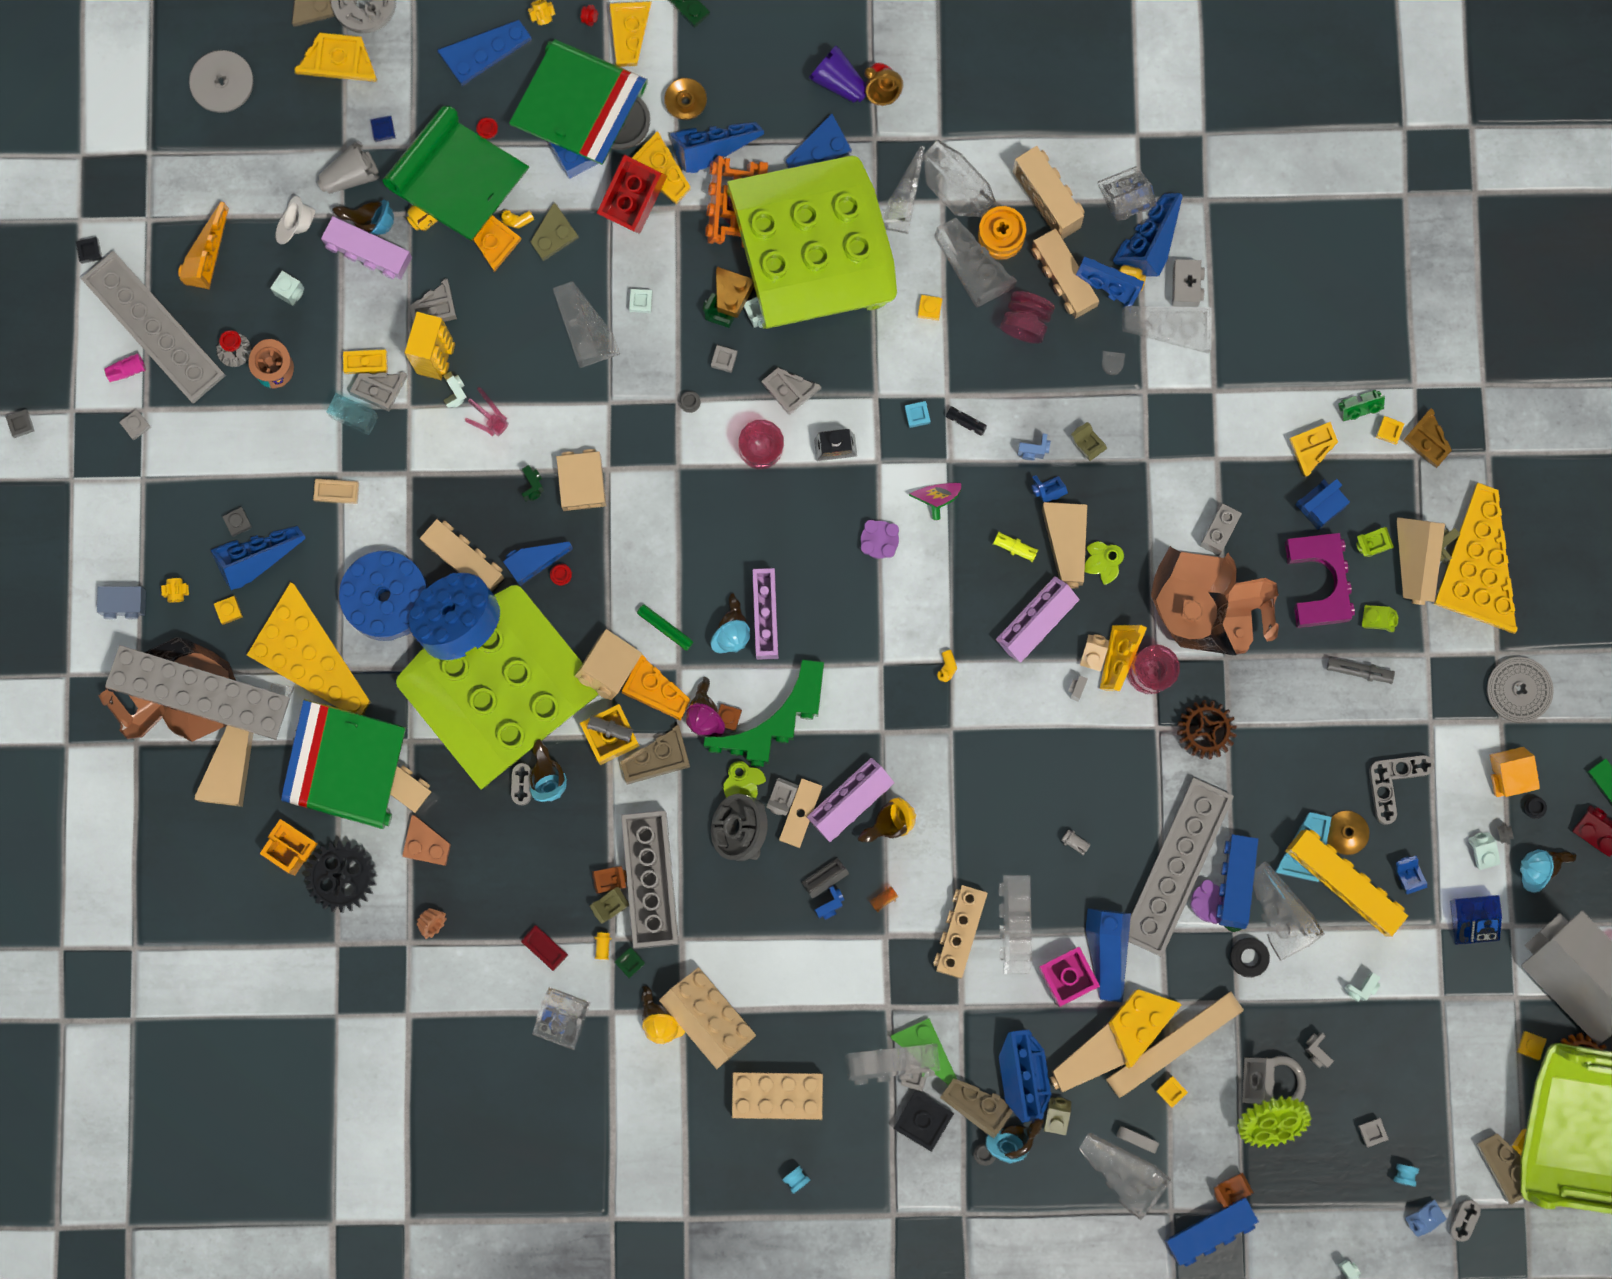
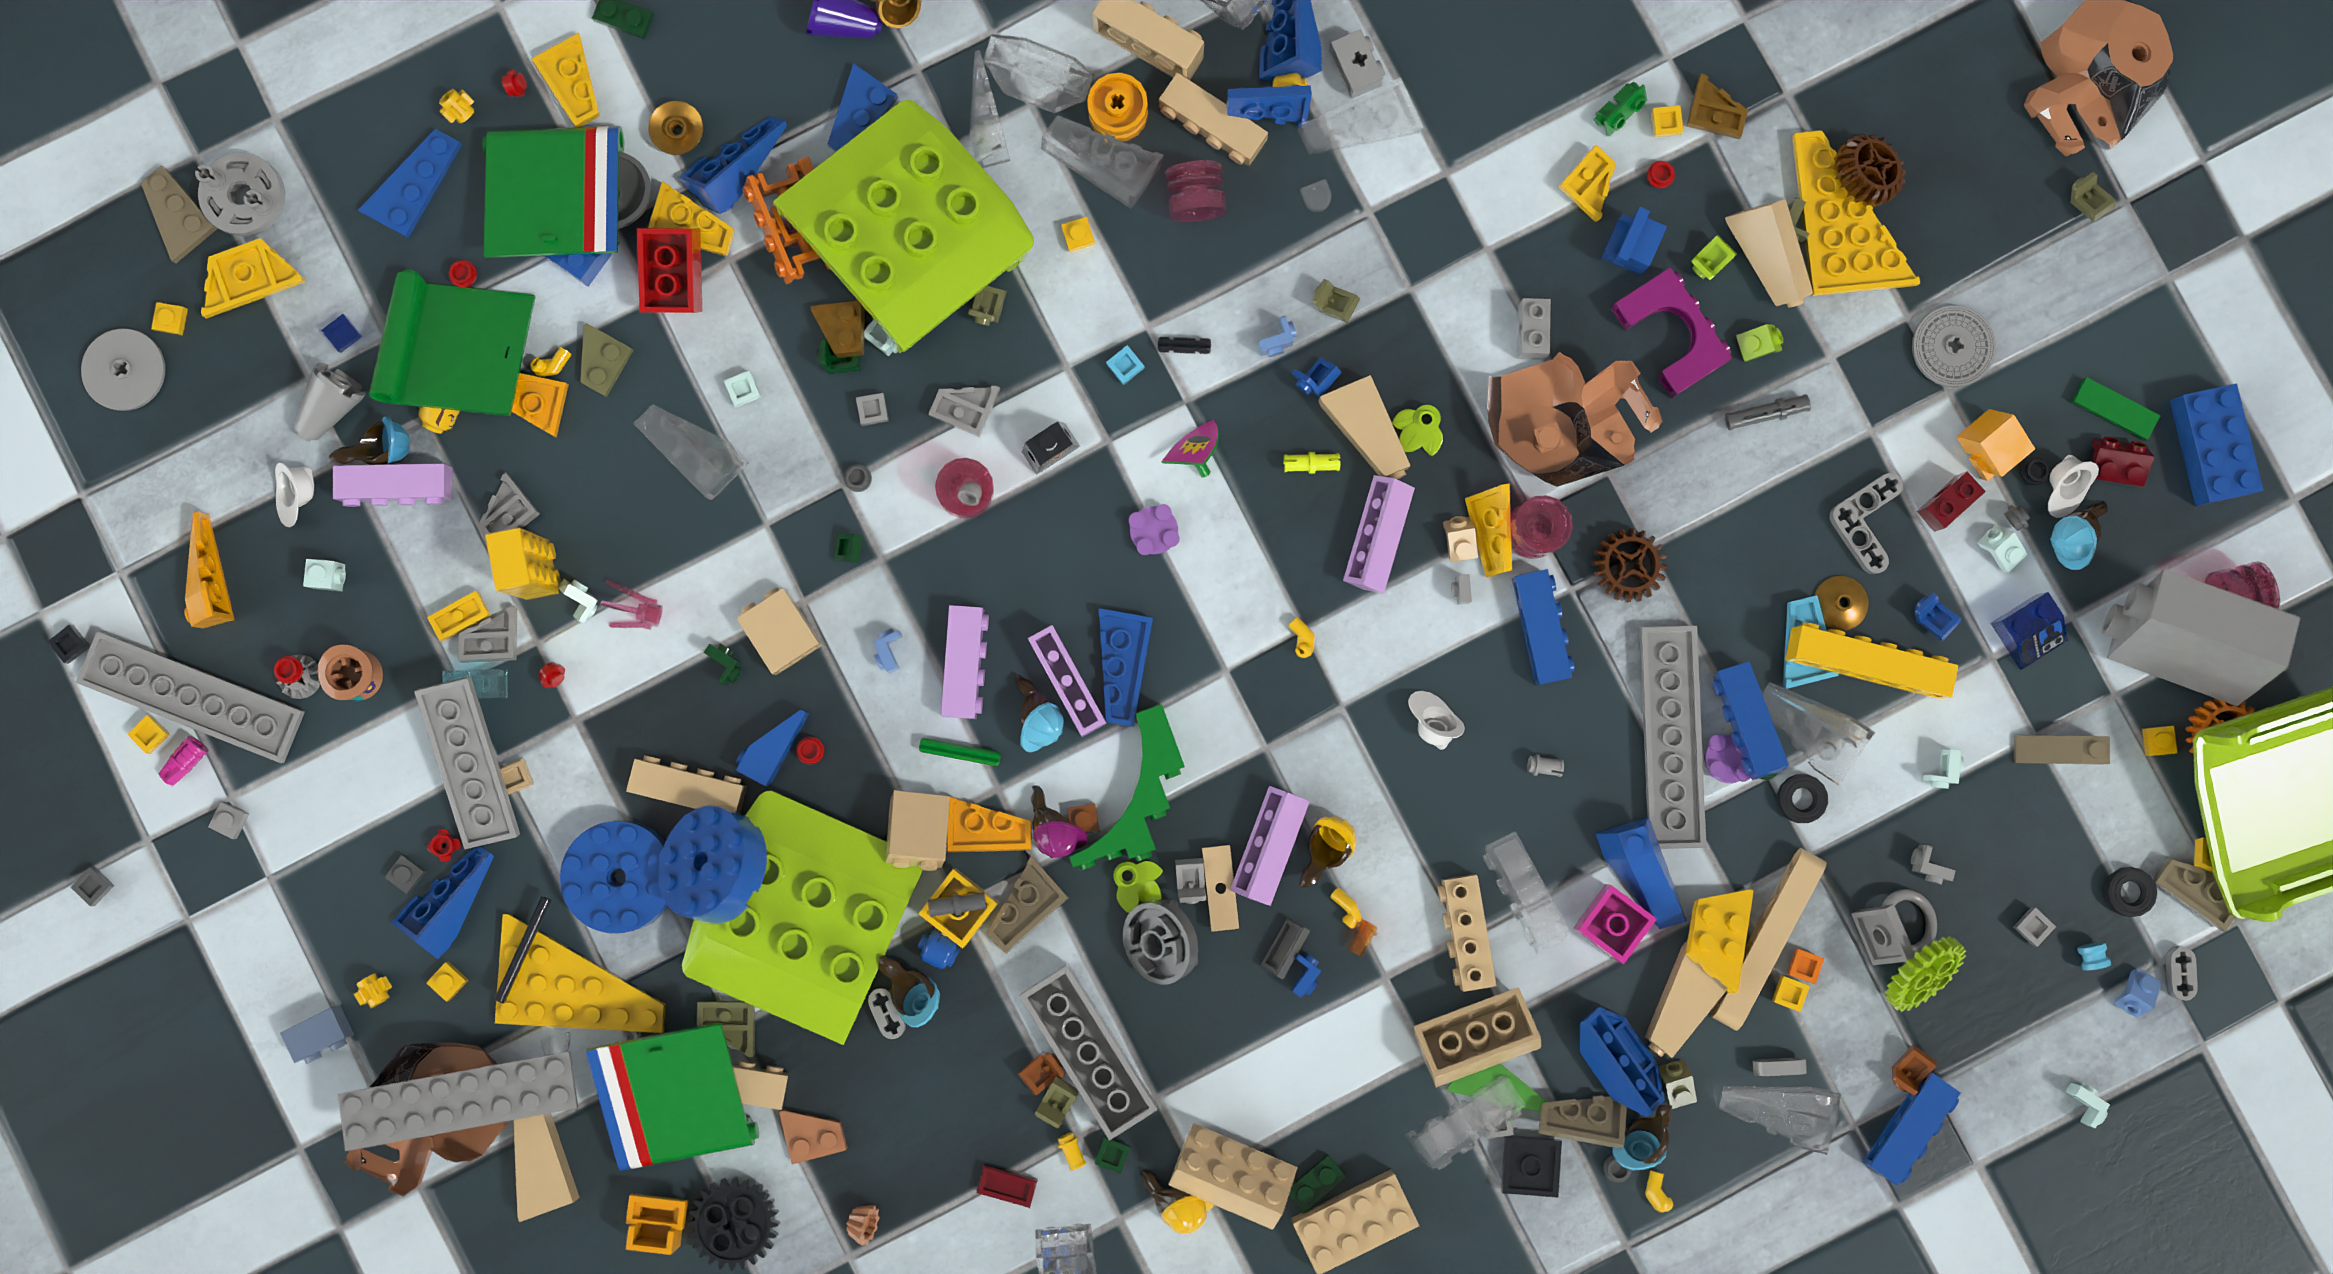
camera: 30 degrees left, 5 degrees up
(111, 338) = (148, 734): none -> yellow plate
(267, 513) = (436, 848): none -> red plate
(270, 62) = (169, 318): none -> yellow plate
(319, 591) = (522, 949): none -> black piece
(320, 464) = (467, 762): none -> light grey plate
(408, 433) = (551, 675): none -> red plate
(415, 737) = (736, 1019): none -> olive wing
(580, 756) = (938, 949): none -> blue head
(646, 534) = (885, 657): none -> medium blue bracket
(658, 446) = (848, 548): none -> dark green plate
(698, 566) = (963, 662): none -> lavender brick
(762, 449) = (970, 493): none -> light grey hinge
(763, 1056) = (1316, 1183): none -> dark green plate
(817, 612) = (1124, 656): none -> blue wing
(841, 326) = (988, 305): none -> olive bracket
(886, 871) = (1349, 905): none -> yellow arm
(930, 1007) = (1477, 1037): none -> tan brick
(1002, 1186) = (1655, 1194): none -> yellow arm
(1012, 770) = (1435, 719): none -> white piece
(1122, 742) = (1542, 627): none -> blue brick
(1192, 1077) = (1805, 966): none -> orange plate
(1367, 465) = (1660, 174): none -> red plate
(1455, 1015) = (2062, 749): none -> dark tan slope
(1461, 798) = (1951, 501): none -> dark red brick
(1469, 1139) = (2147, 896): none -> black tyre
(1513, 537) = (1869, 170): none -> reddish brown gear
(1555, 829) = (2070, 484): none -> white piece

